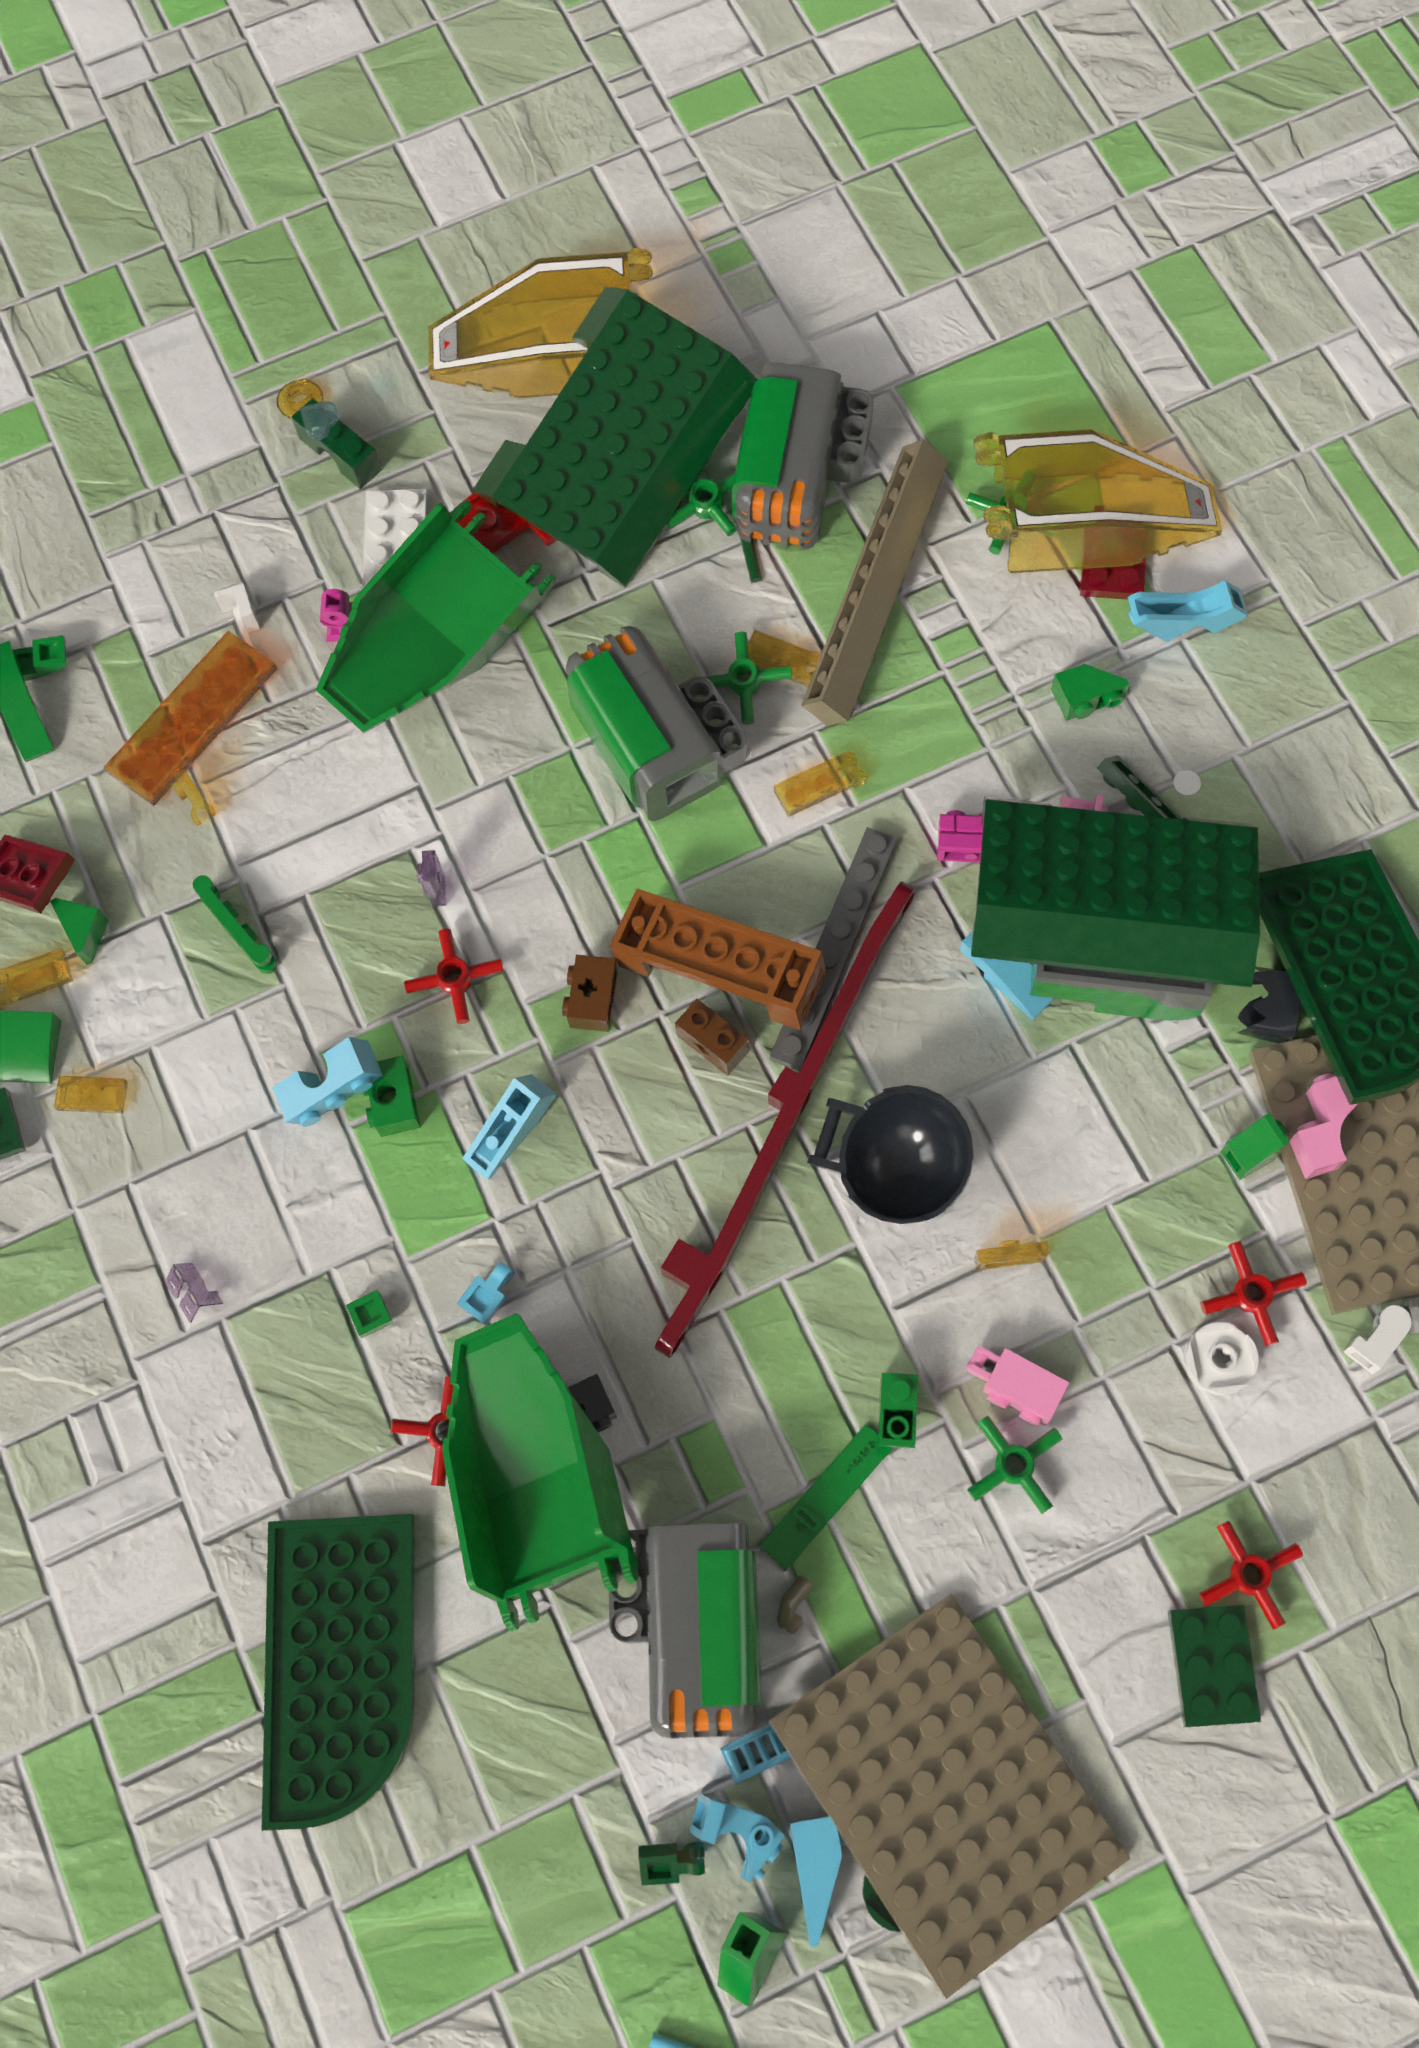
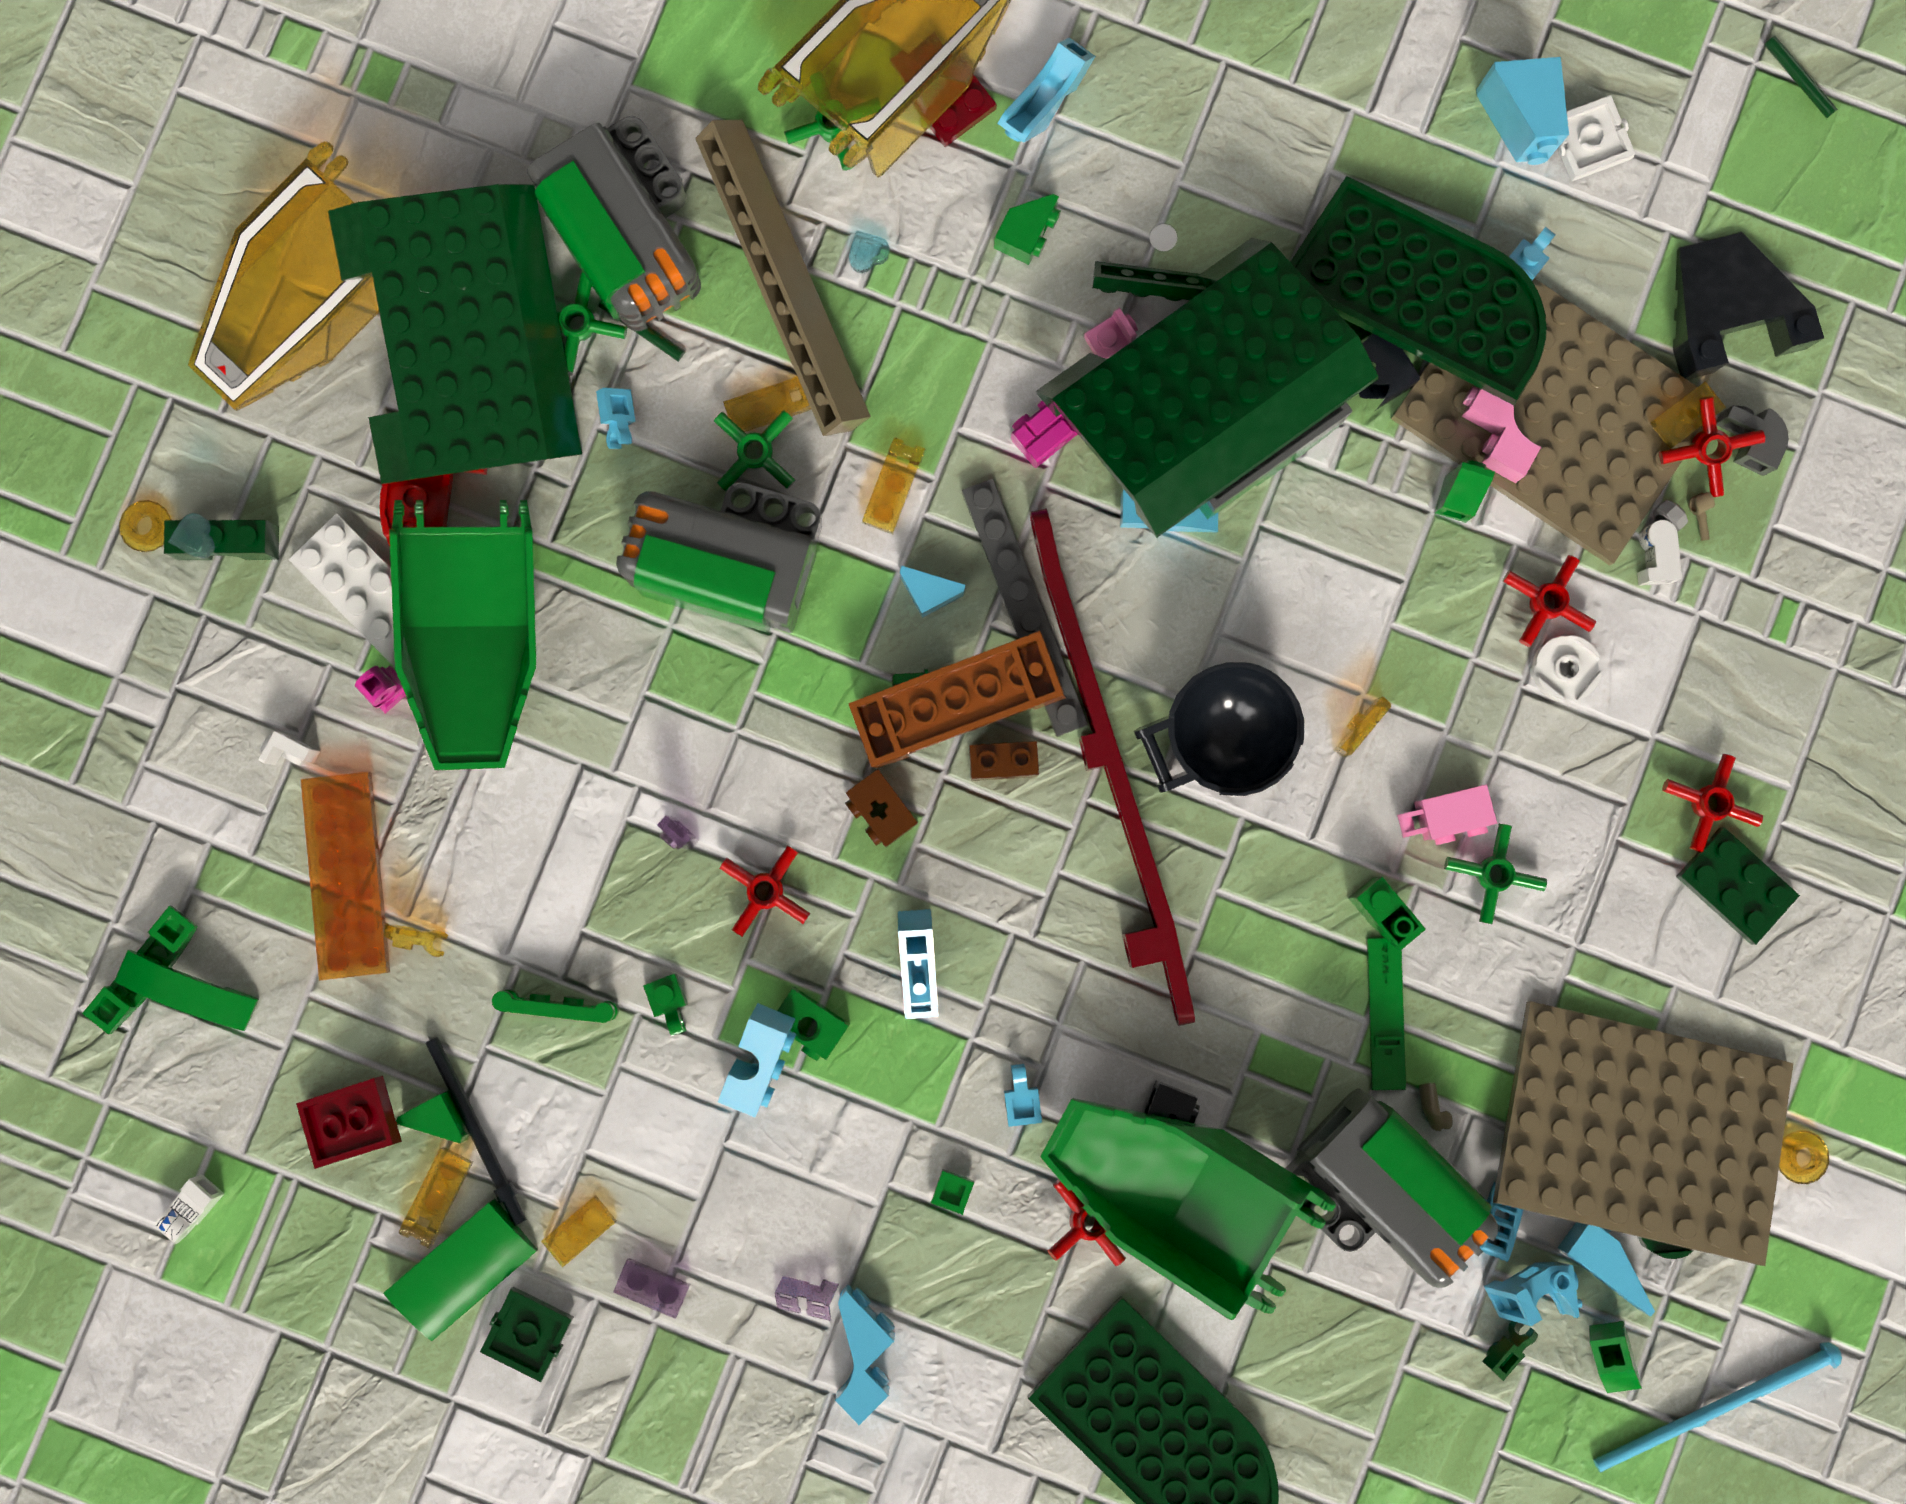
camera: 55 degrees left, 15 degrees up
(72, 1019) = (505, 1190): none -> black bar
(96, 1180) = (651, 1288): none -> clear purple plate
(201, 1361) = (868, 1338): none -> medium azure arch
(311, 991) = (666, 998): none -> green plate
(675, 578) = (617, 411): none -> medium azure plate
(775, 876) = (930, 591): none -> medium azure slope
(955, 617) = (867, 251): none -> clear light blue tile
(1088, 1950) = (1818, 1163): none -> clear yellow piece

